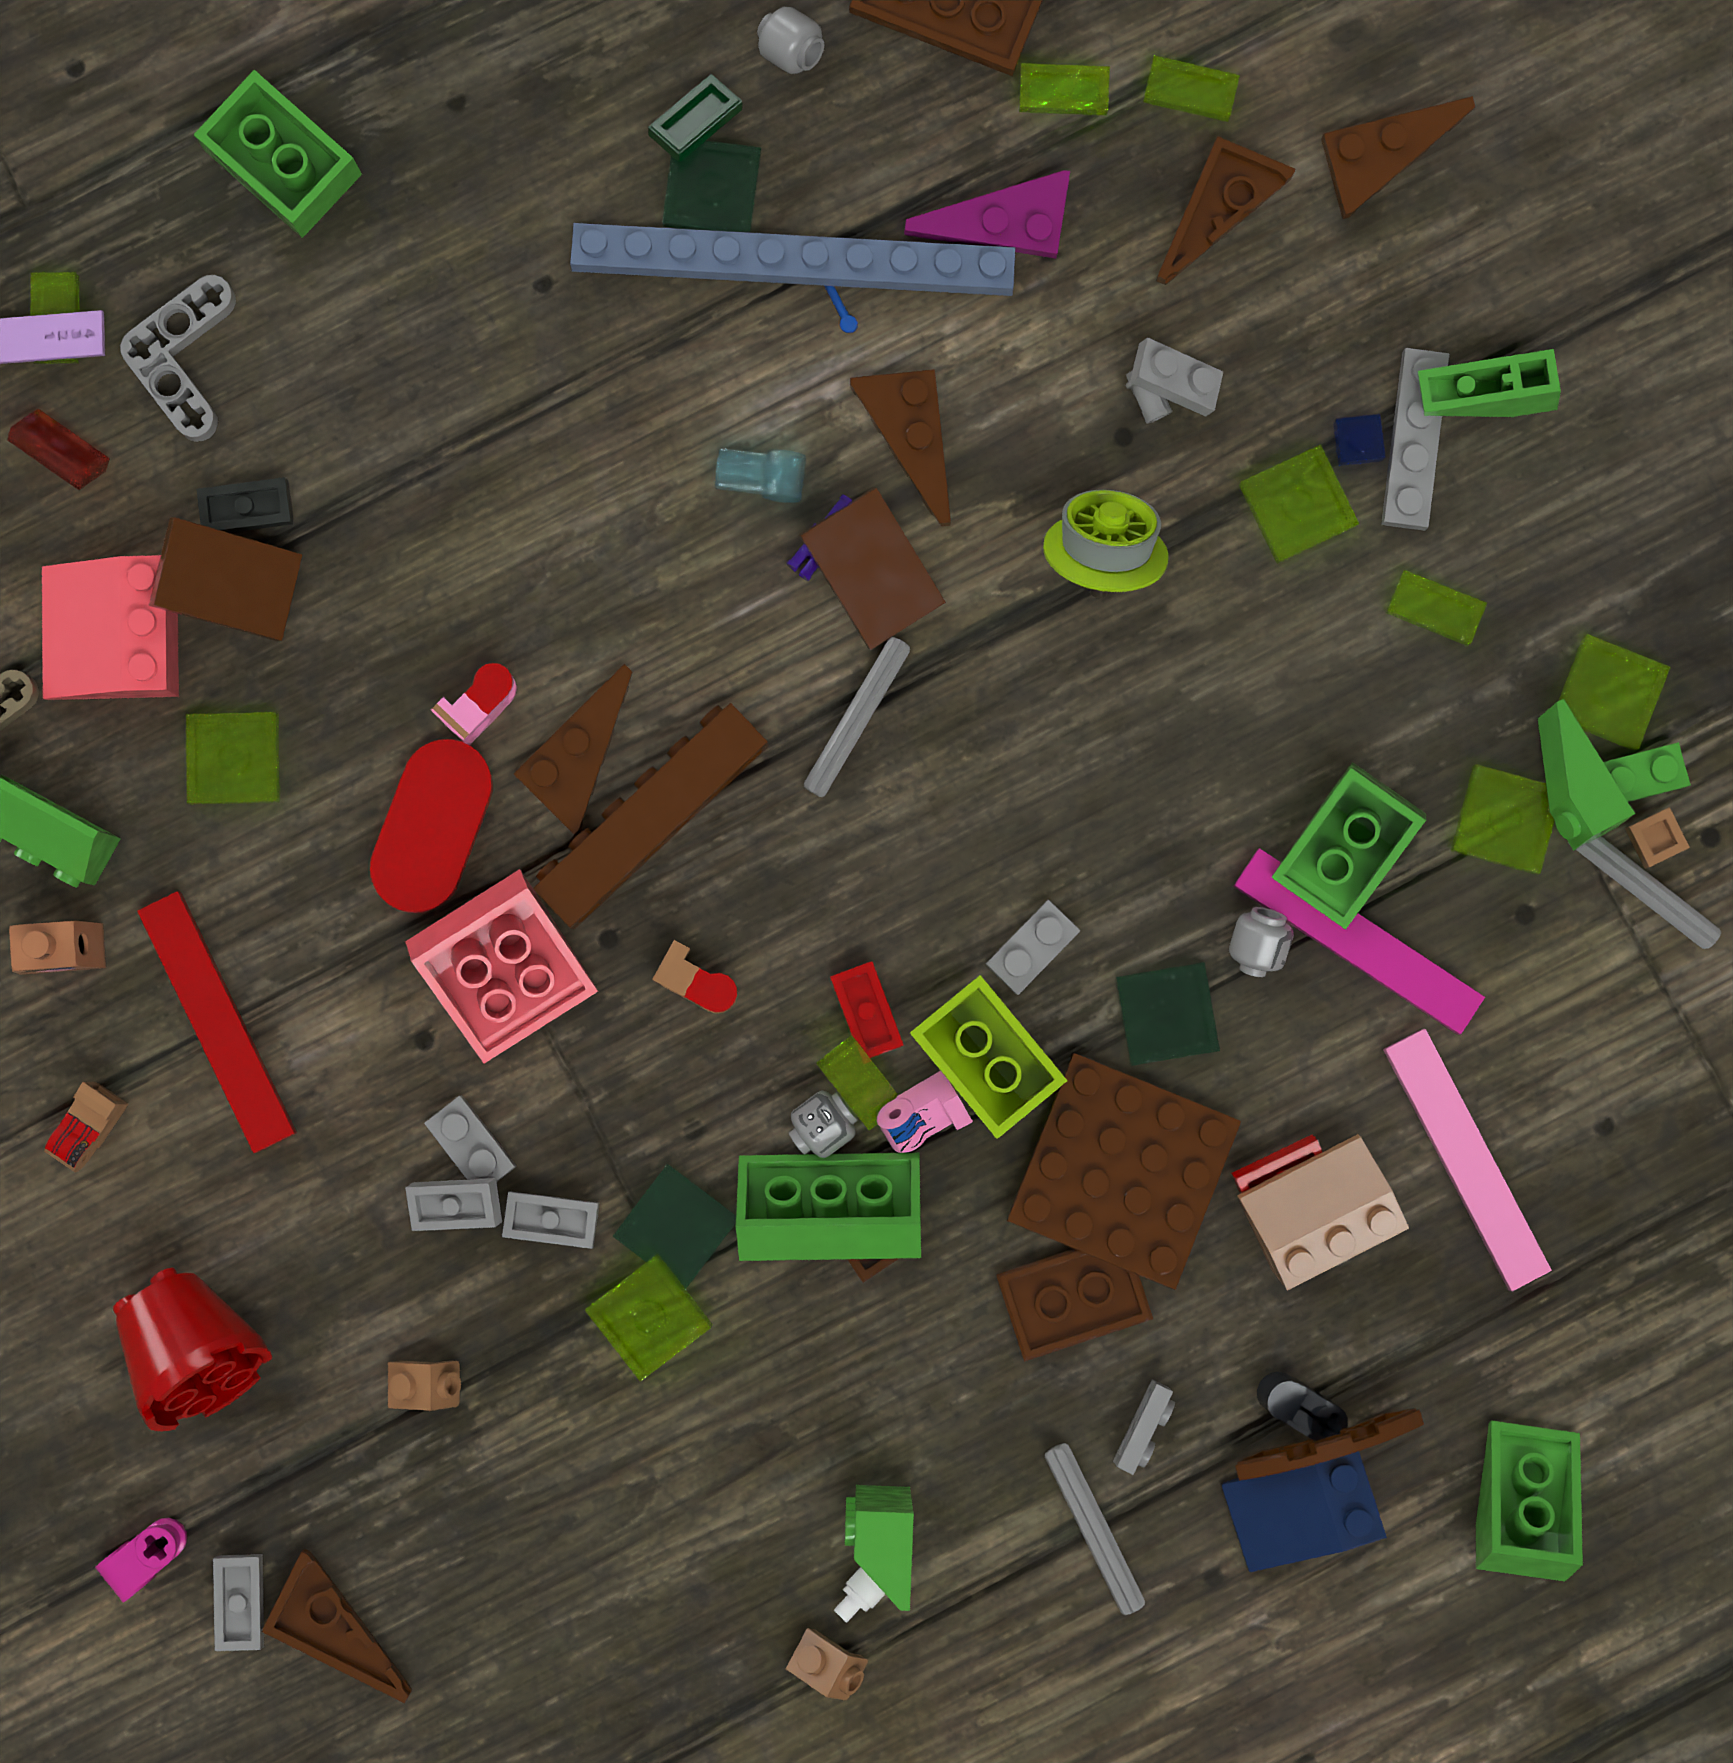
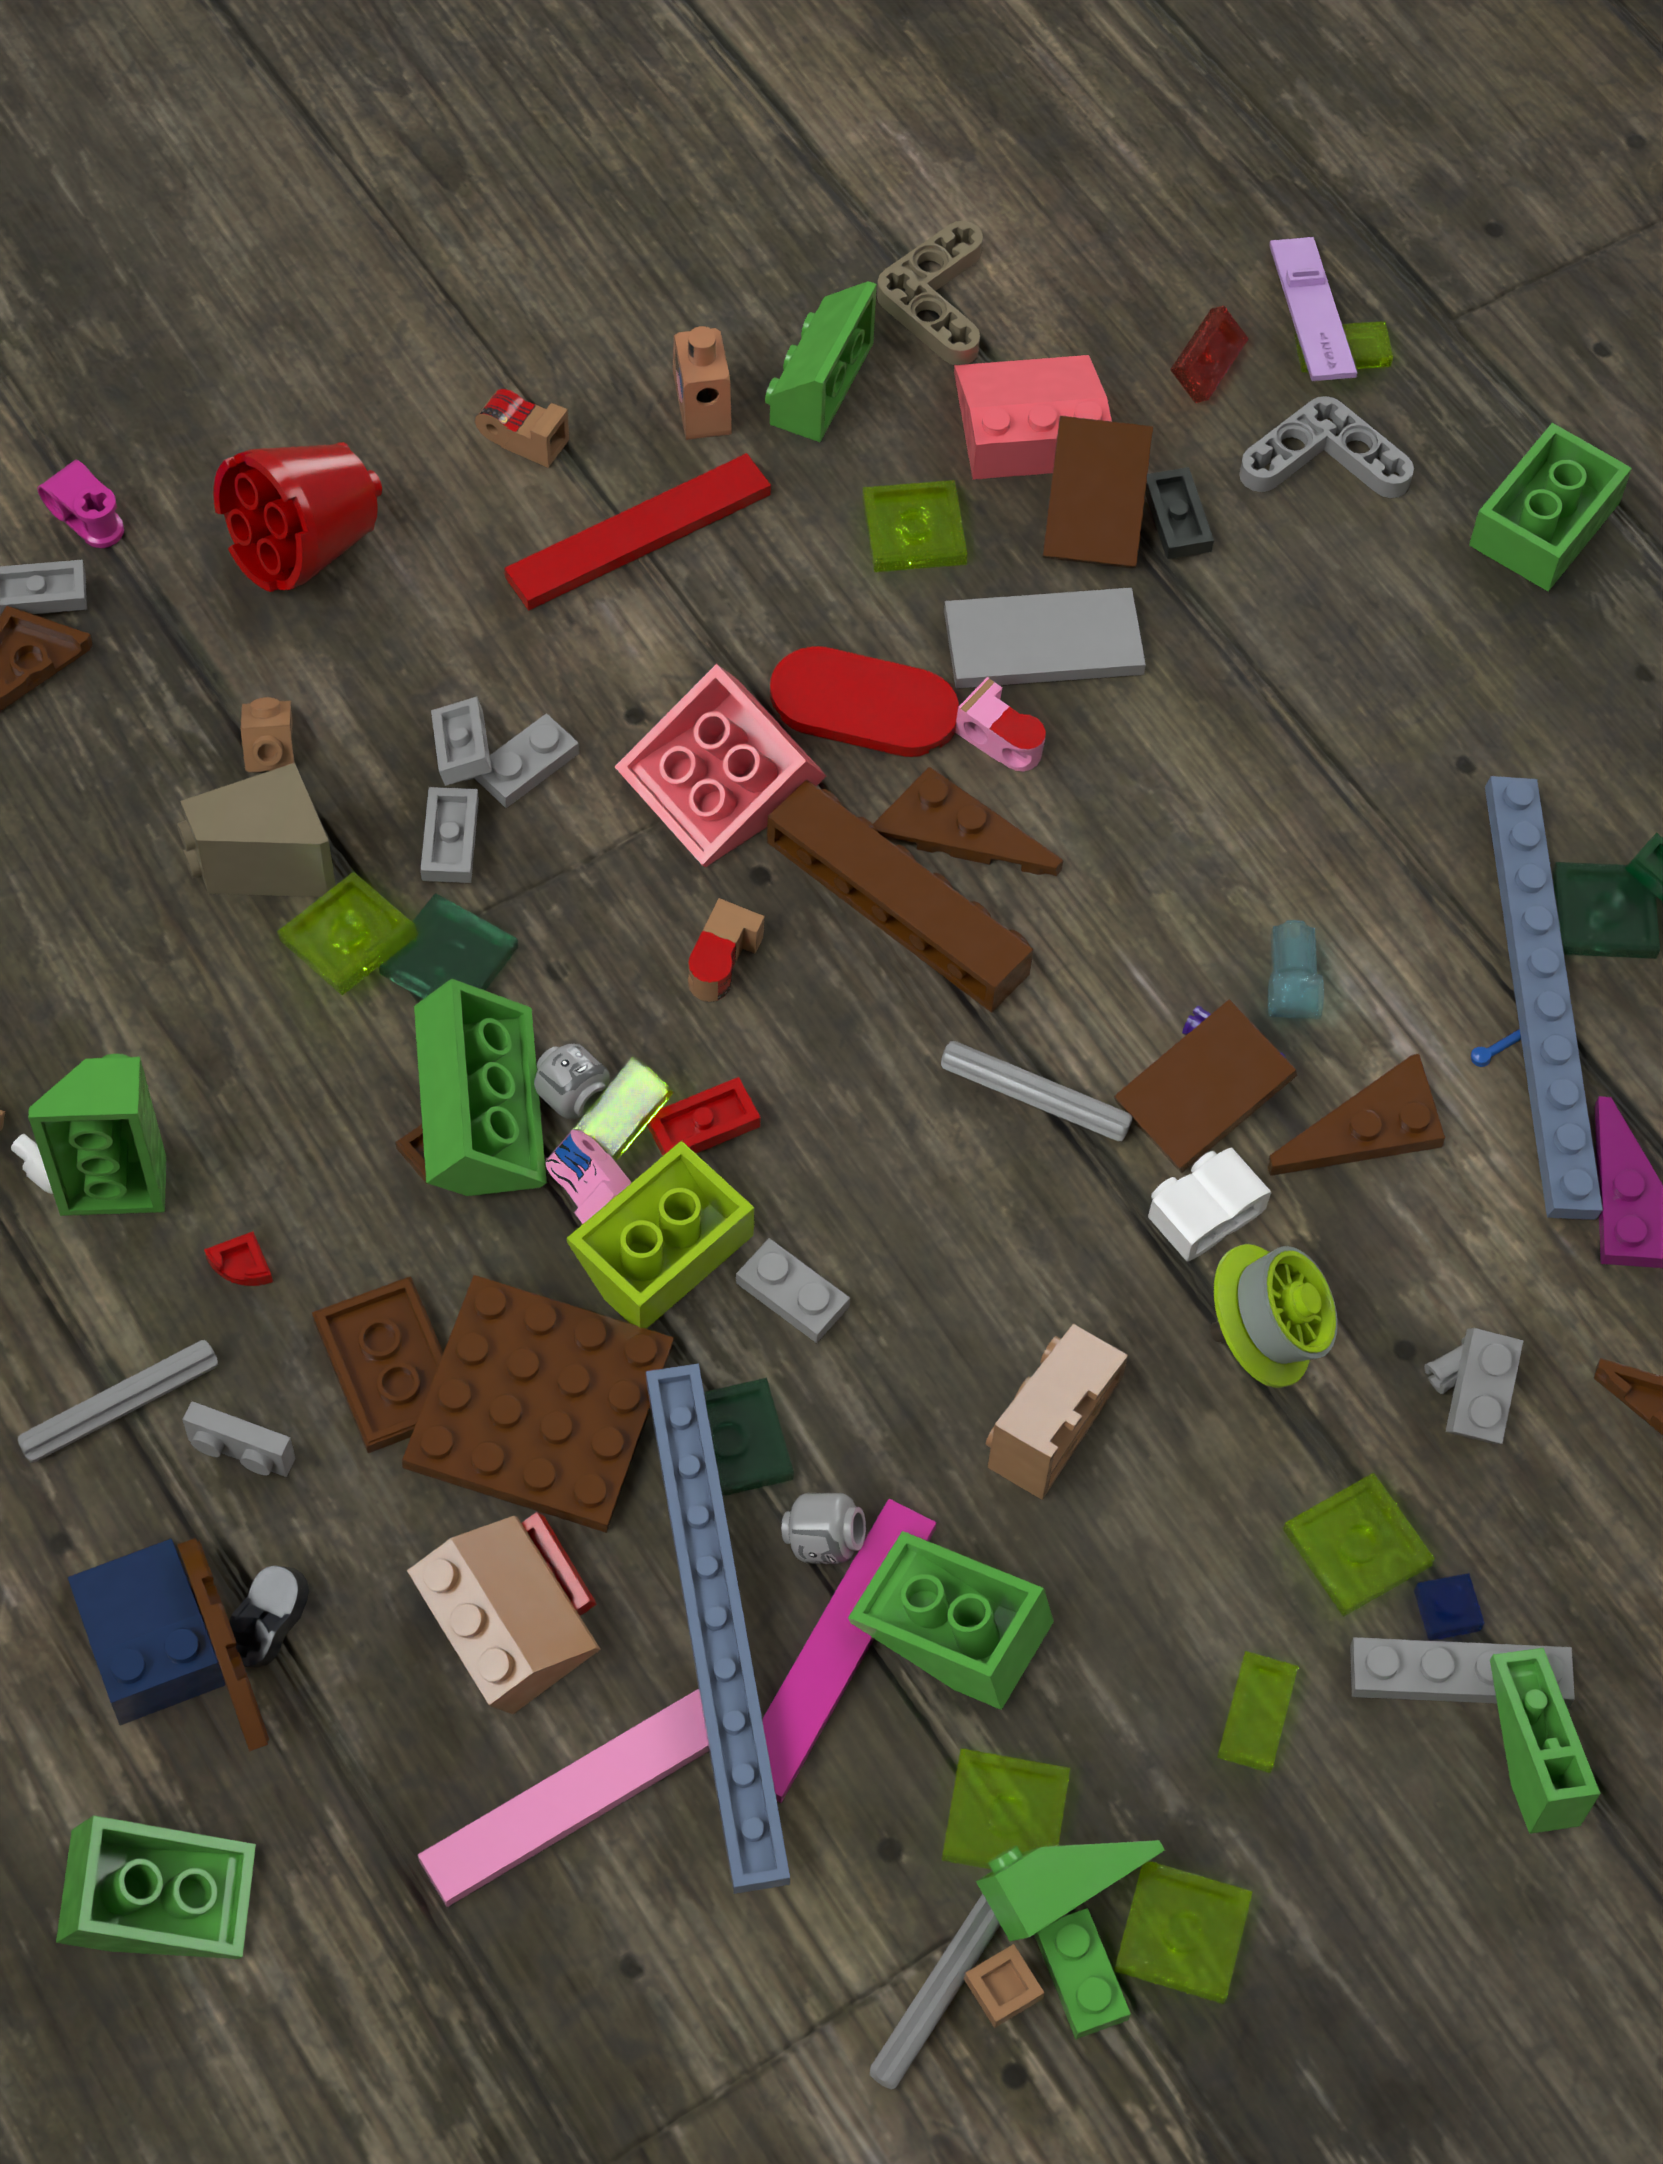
camera: 85 degrees right, 25 degrees down
(374, 650) = (1044, 637): none -> light grey tile
(553, 1396) = (258, 838): none -> dark tan slope
(967, 1421) = (240, 1261): none -> red tile
(984, 582) = (1208, 1203): none -> white brick
(1170, 737) = (1054, 1410): none -> wedge
(1342, 1038) = (717, 1631): none -> sand blue plate

